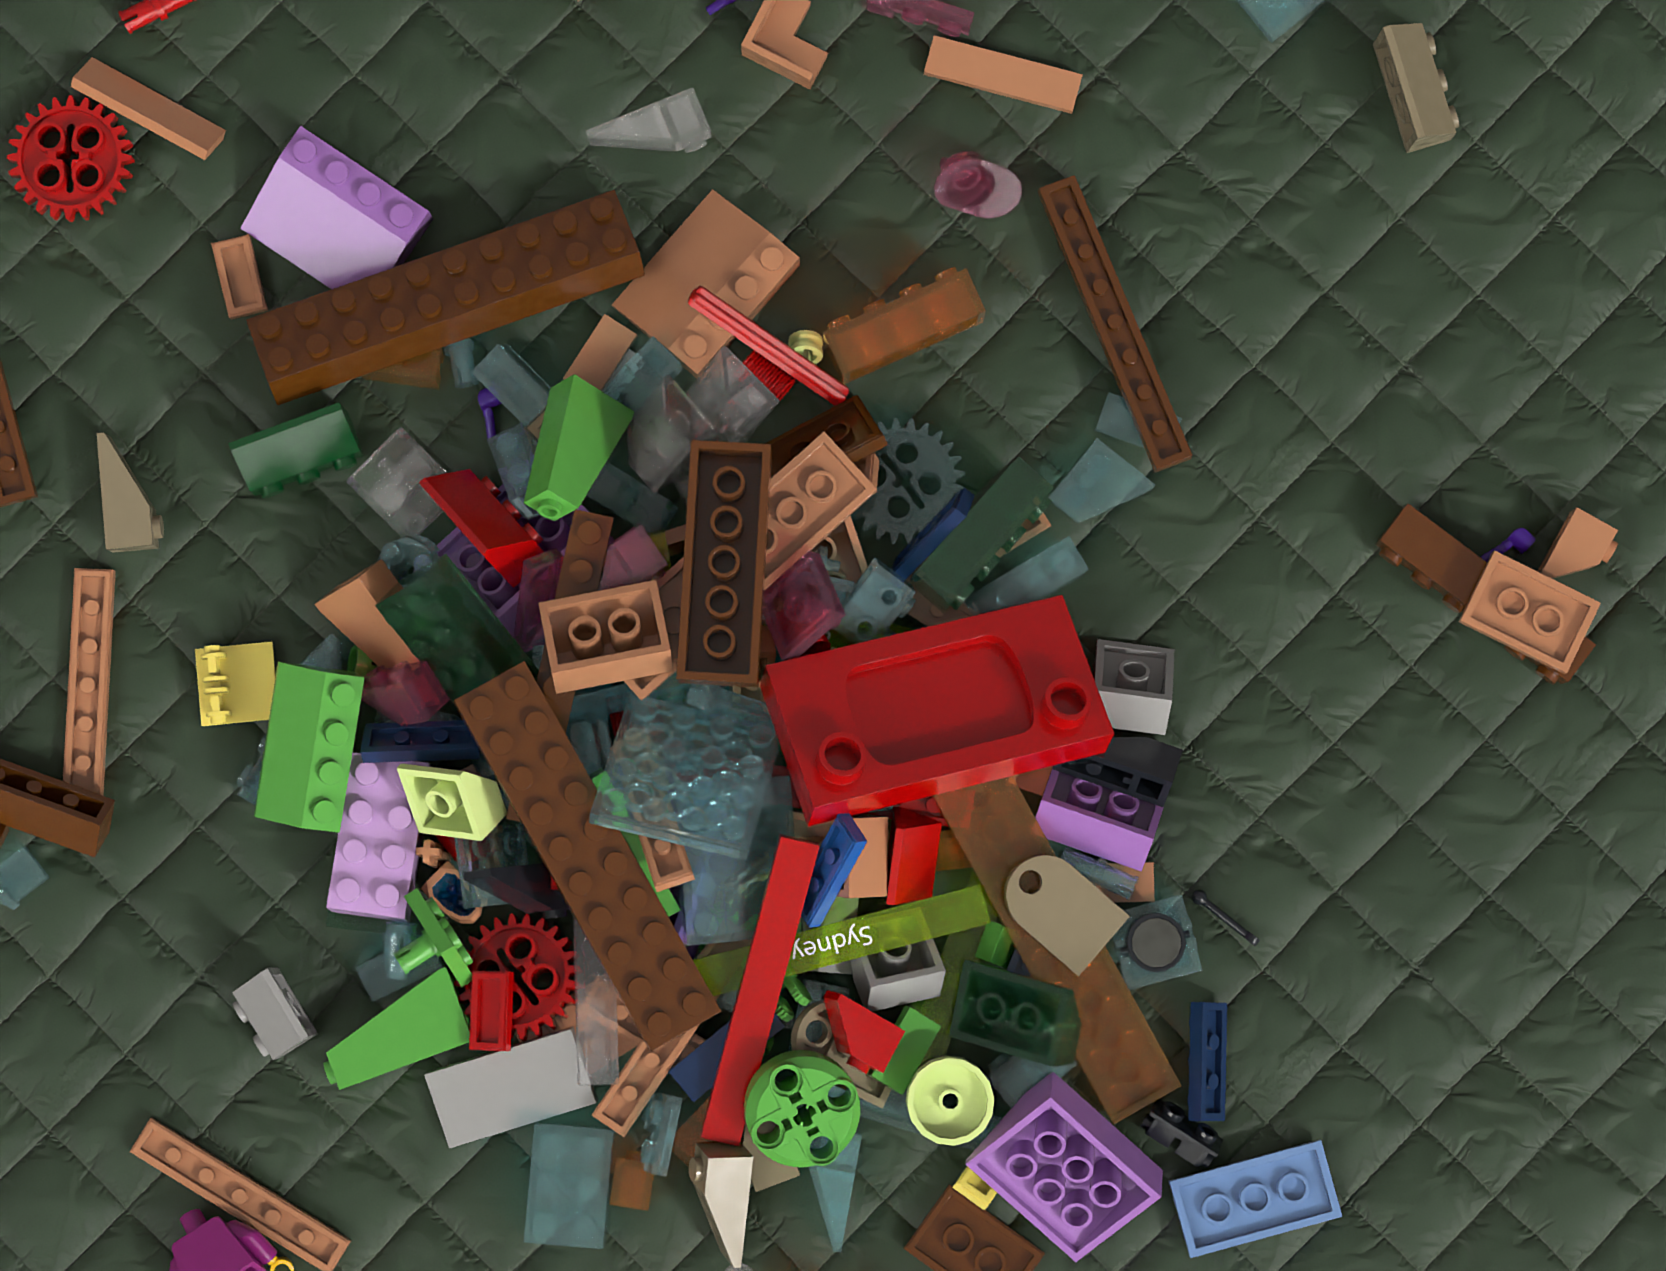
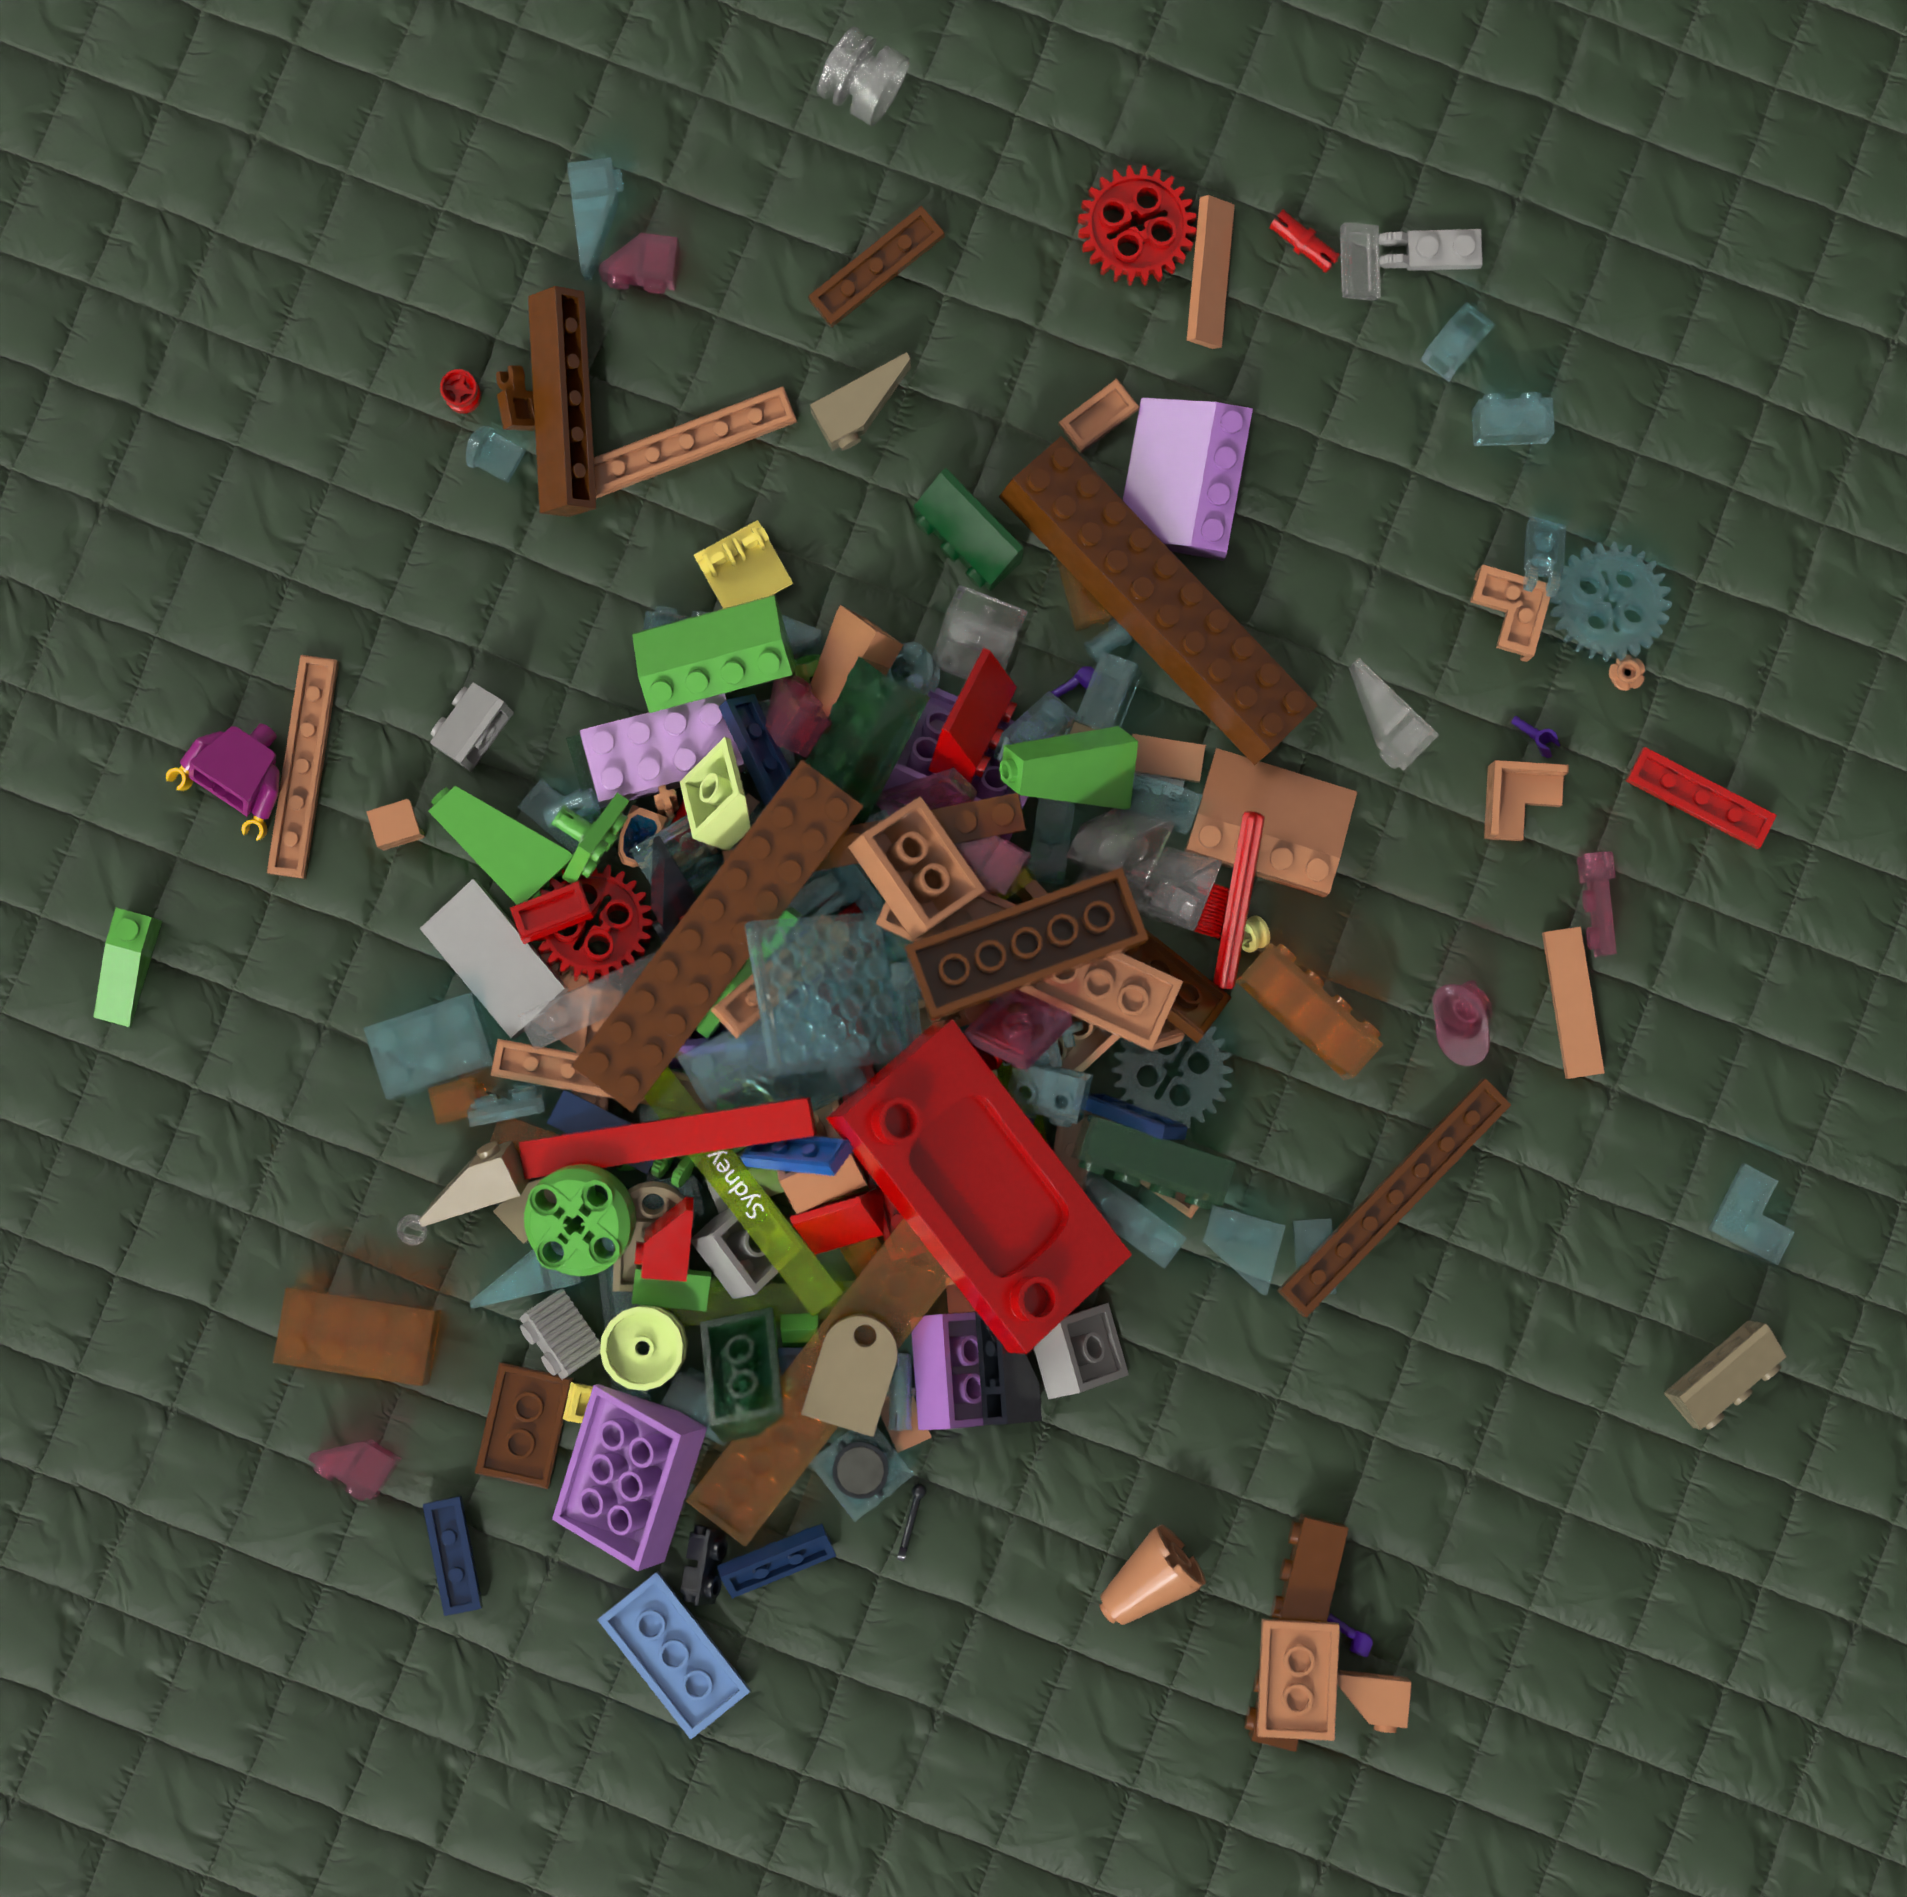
camera: 65 degrees right, 0 degrees up
(337, 1128) = (394, 825): none -> nougat panel
(902, 1177) = (560, 1334): none -> light grey brick
(1376, 710) = (1151, 1578): none -> nougat cone

